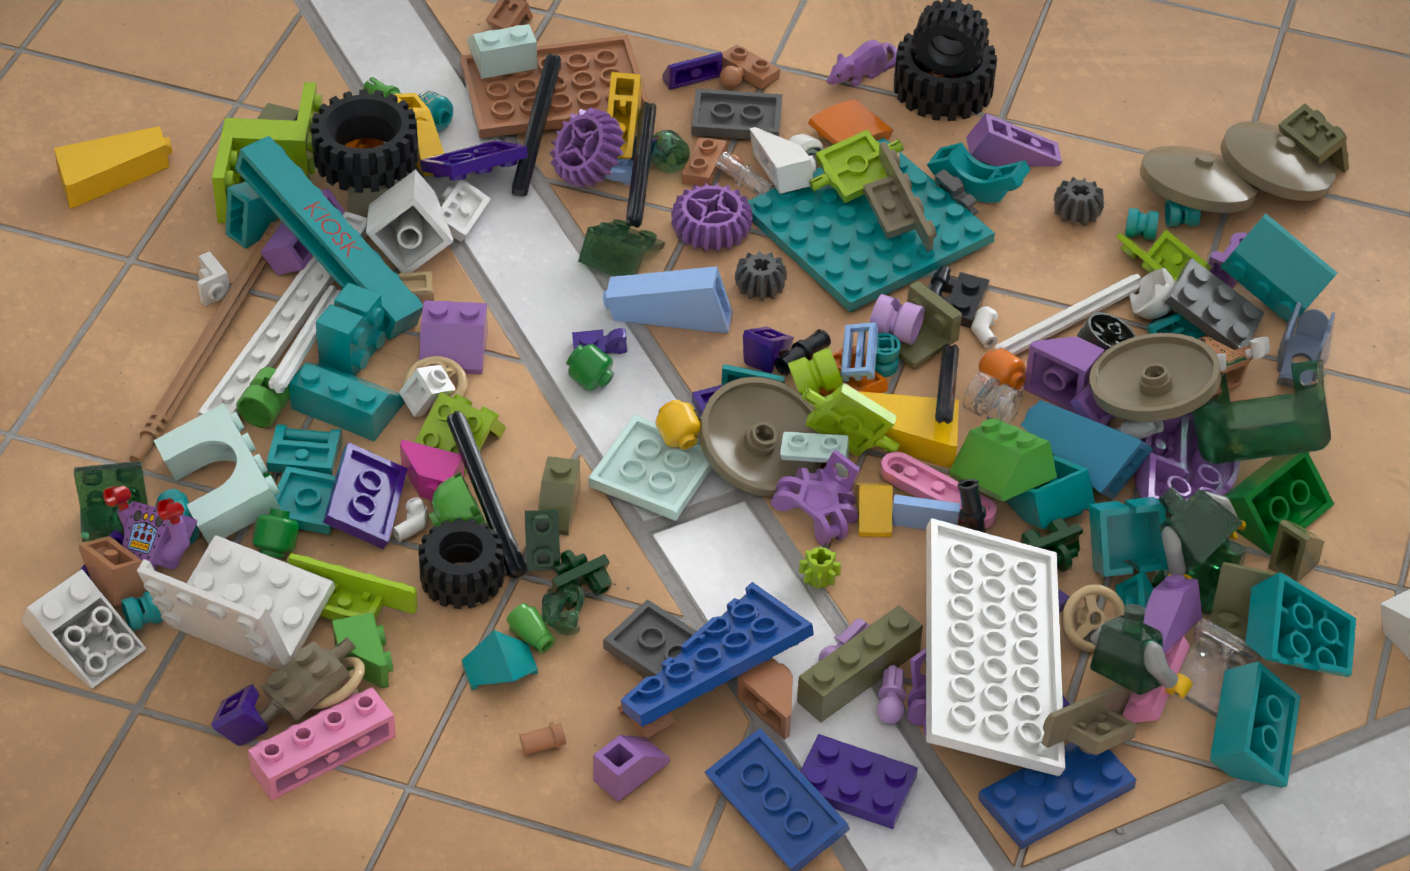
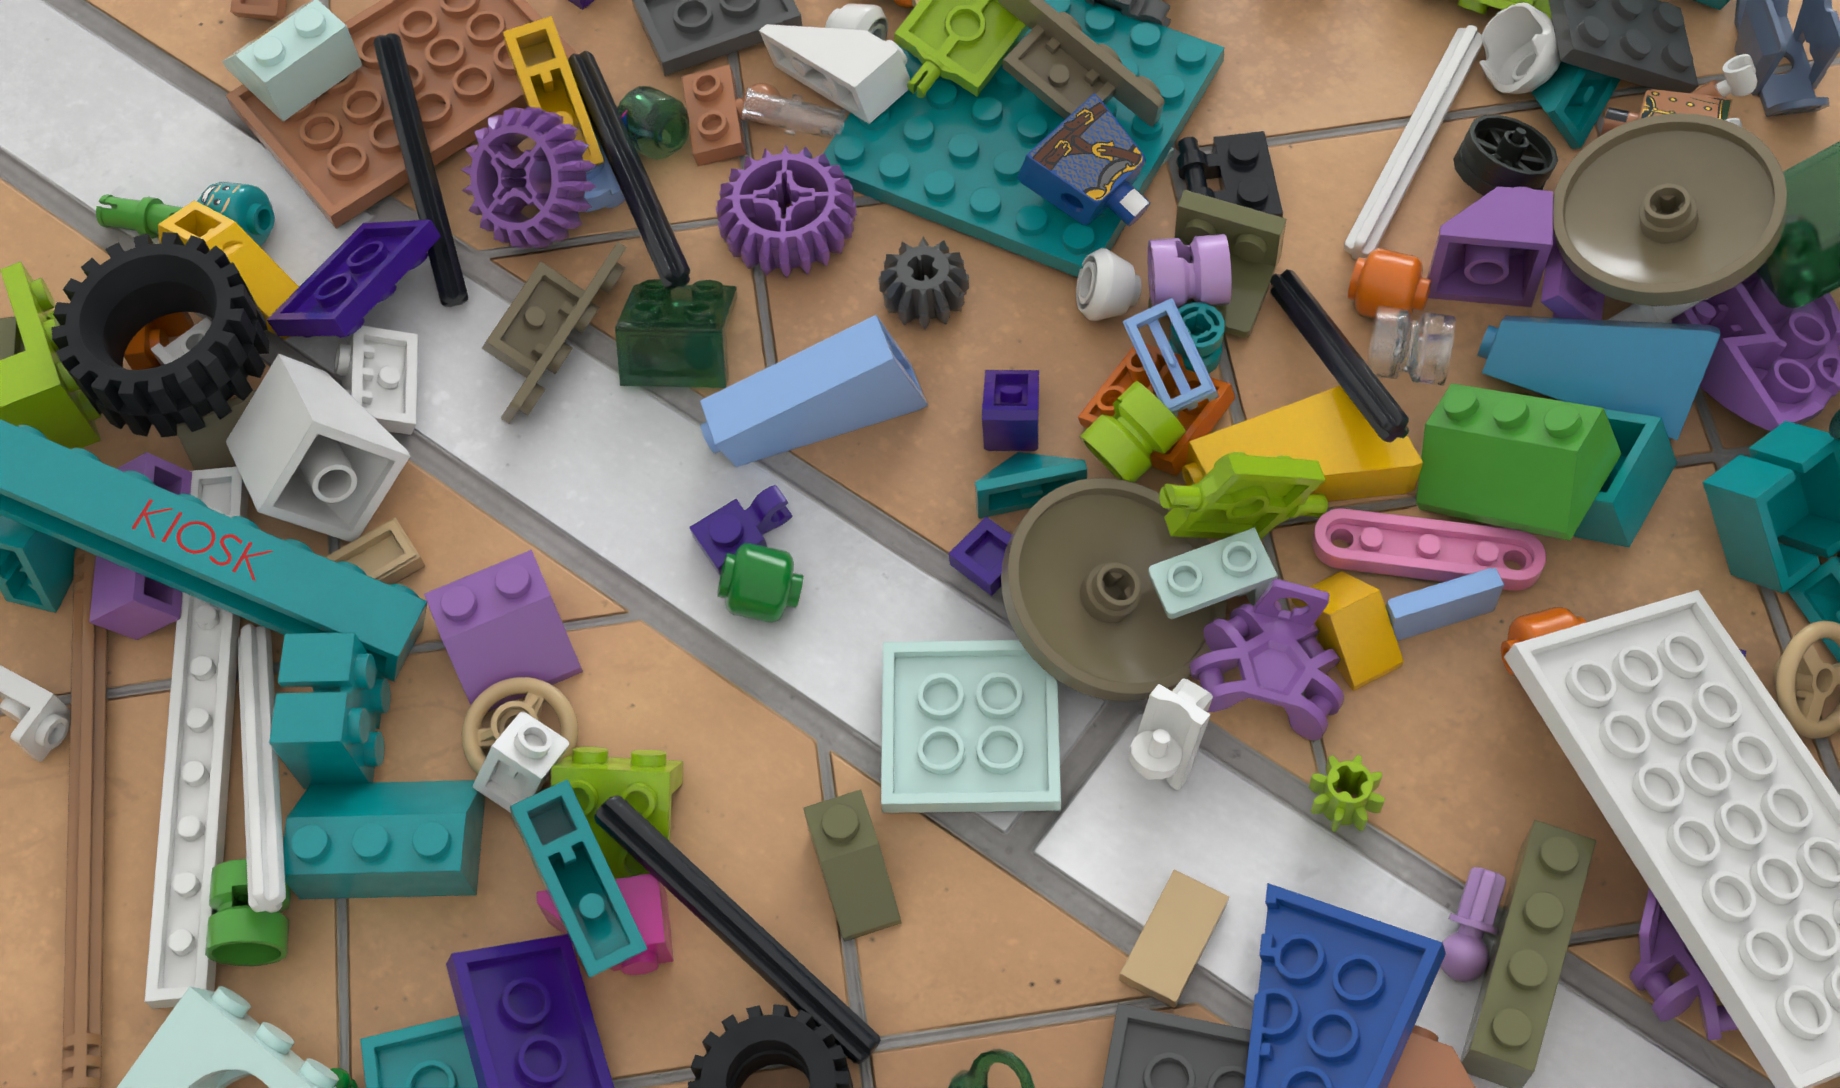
camera: 20 degrees left, 15 degrees up
(304, 449) = (376, 998): teal plate -> none
(415, 520) = (637, 1030): white arm -> none
(423, 431) = (577, 878): none -> teal slope
(454, 501) = (704, 983): bright green cylinder -> none
(542, 539) = (883, 977): dark green hips -> none
(555, 216) = (540, 320): none -> dark tan bracket
(581, 572) = (996, 994): dark green hips -> none
(678, 424) = (977, 637): yellow head -> none
(695, 592) = (1174, 938): none -> tan tile
(745, 505) = (1171, 732): none -> white hips
(803, 348) = (1069, 392): black pin -> none
(853, 311) = (1106, 286): none -> white cone
(873, 249) = (1087, 166): none -> torso
(891, 696) = (1620, 1013): lavender axle -> none
(972, 510) = (1525, 573): black pin -> none
(981, 325) = (1299, 210): white arm -> none
(1059, 539) = (1670, 548): dark green hips -> none

